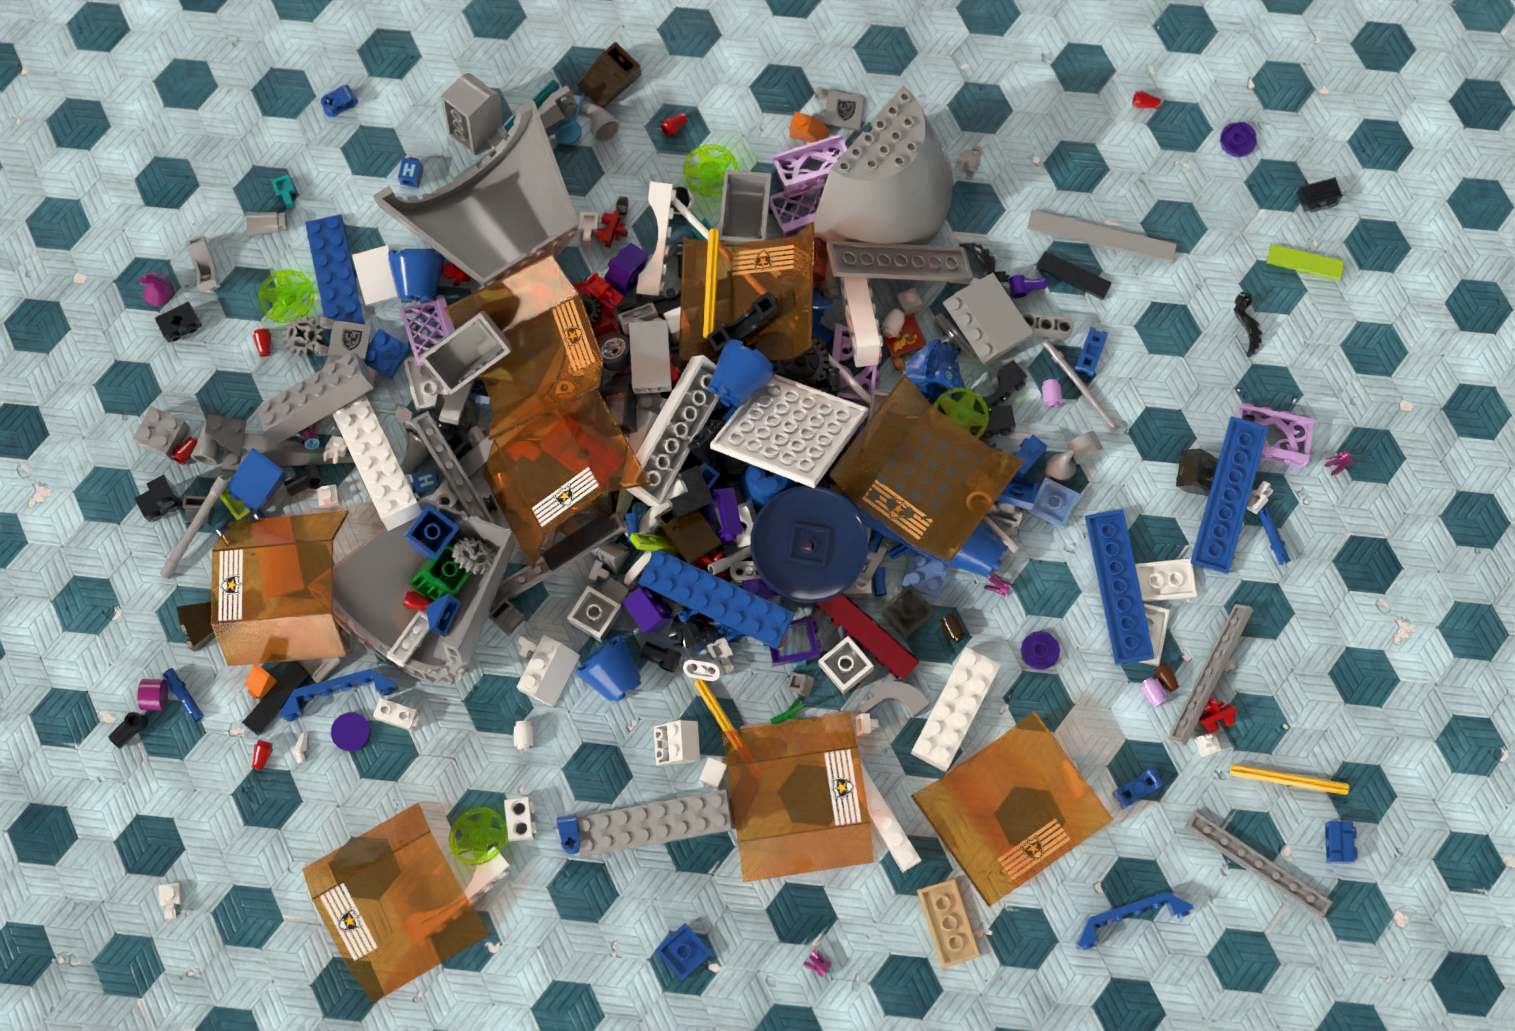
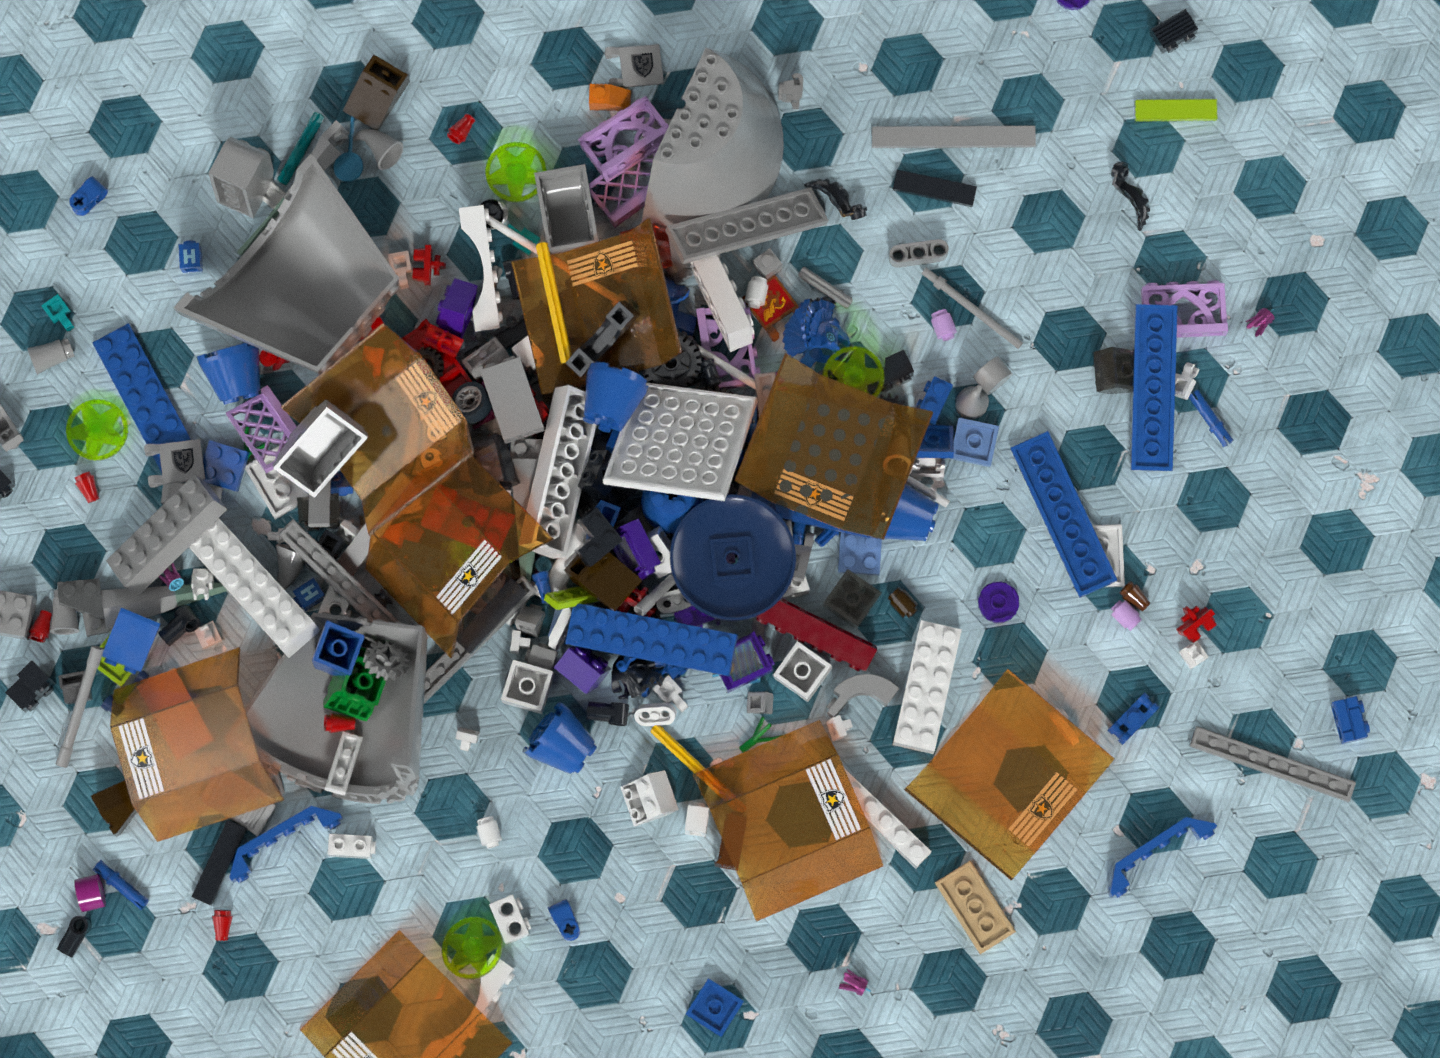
camera: 15 degrees left, 5 degrees up
(259, 682) = (198, 850): orange slope -> none
(301, 747) = (260, 906): white bar -> none
(308, 329) = (123, 476): light grey gear -> none
(350, 732) = (307, 876): dark purple tile -> none
(375, 276) = (186, 382): white tile -> none
(442, 613) = (369, 729): blue slope -> none
(506, 617) = (436, 714): flat silver piece -> none
(548, 671) = (495, 759): white slope -> none
(622, 205) = (430, 235): black tile -> none
(654, 823) = (650, 887): light grey plate -> none
(879, 582) = (814, 574): blue pin -> none
(988, 318) = (856, 261): light grey slope -> none
(1003, 585) = (942, 544): flat silver piece -> none
(1009, 378) = (895, 321): black arch -> none
(1022, 286) = (881, 215): dark purple pin -> none
(1091, 351) = (973, 267): blue plate -> none
(1166, 580) = (1110, 494): white tile -> none
(1210, 674) = (1179, 581): light grey tile -> none
(1289, 779) = (1284, 668): yellow axle -> none

